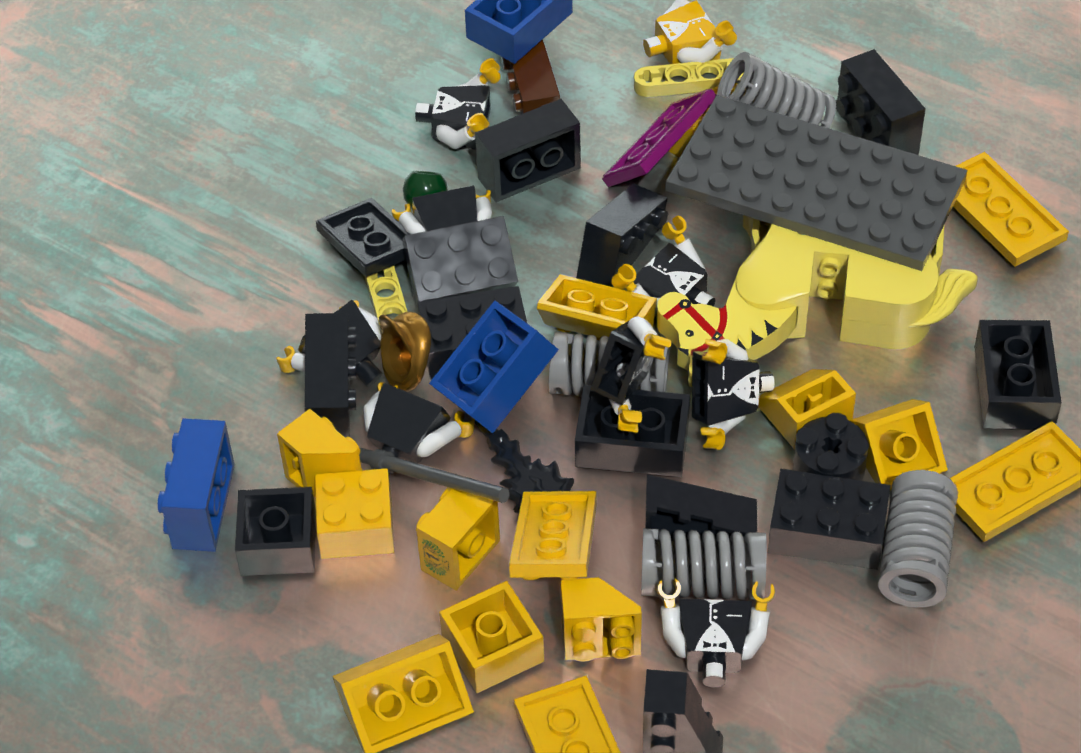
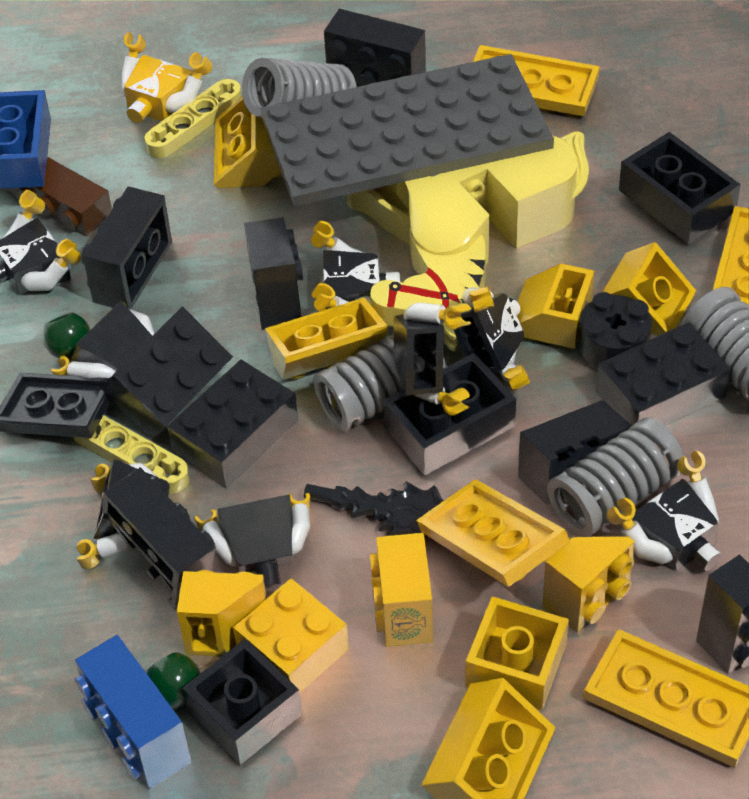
camera: 40 degrees left, 0 degrees up
(247, 477) = (171, 675): none -> dark green piece
(384, 459) = (277, 575): dark grey bar -> none
(405, 349) = (198, 472): pearl gold piece -> none
(494, 366) = (298, 433): blue brick -> none
(659, 138) = (225, 177): magenta tile -> none

